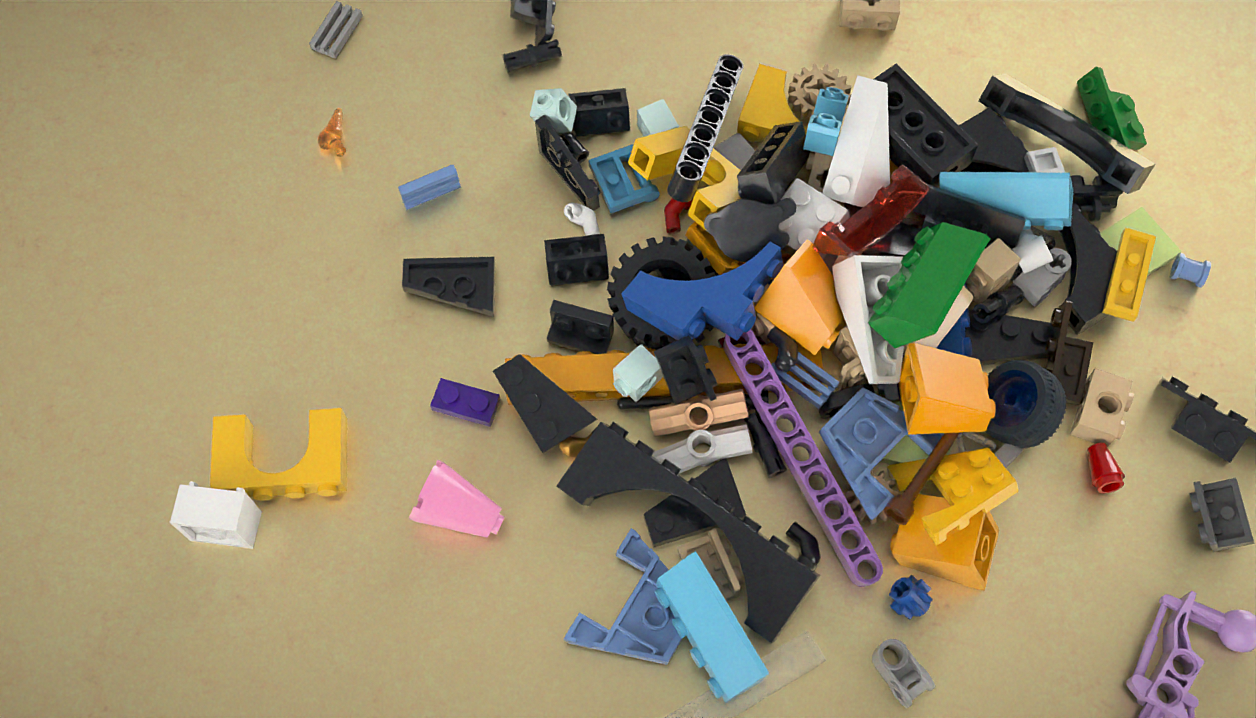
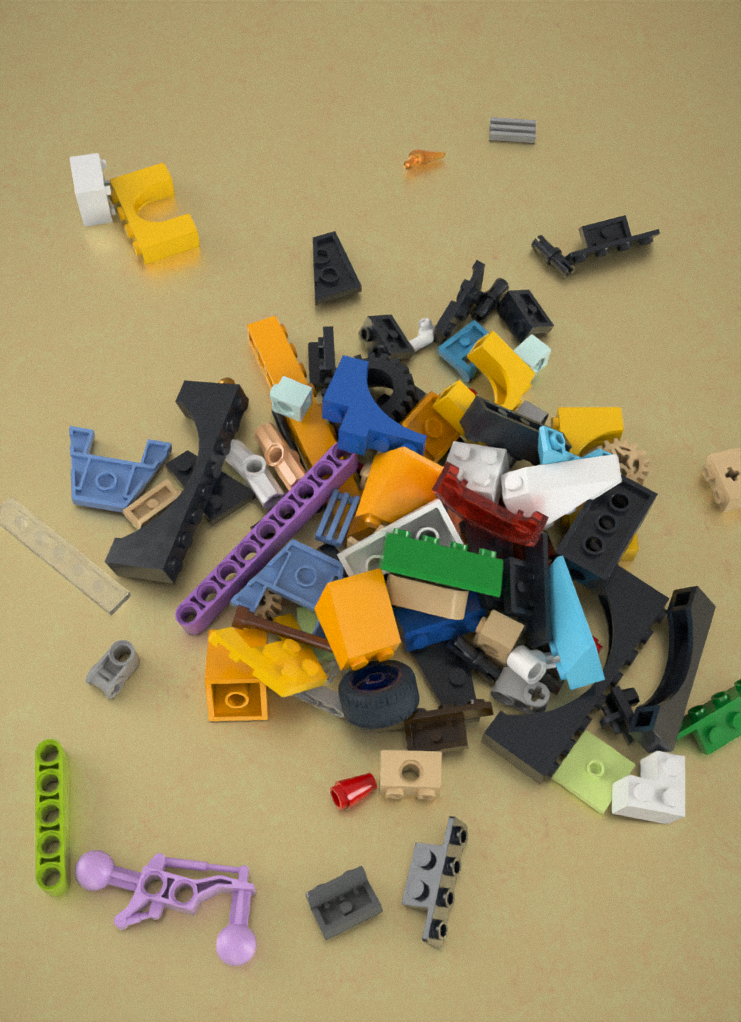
camera: 65 degrees right, 5 degrees down
(429, 186) = (403, 227): medium blue tile -> none
(455, 504) = (150, 322): bright pink cone -> none
(465, 402) = (237, 310): dark purple plate -> none
(541, 404) = (243, 351): black wing -> none
(556, 107) = (502, 282): light aqua brick -> none
(685, 370) = (301, 424): black bracket -> none
(705, 129) = (531, 378): black beam -> none
(710, 628) = (100, 513): medium azure slope -> none
(749, 226) = (444, 426): black tile -> none
(786, 349) = (351, 493): black arm -> none
(808, 543) = (197, 574): black arm -> none
(910, 597) = (178, 658): blue gear -> none
(1044, 161) = (624, 659): white tile -> none
(1129, 274) = (545, 754): yellow plate -> none
(1179, 196) = (656, 794): none -> white brick
(1190, 270) = (587, 823): medium blue bush -> none

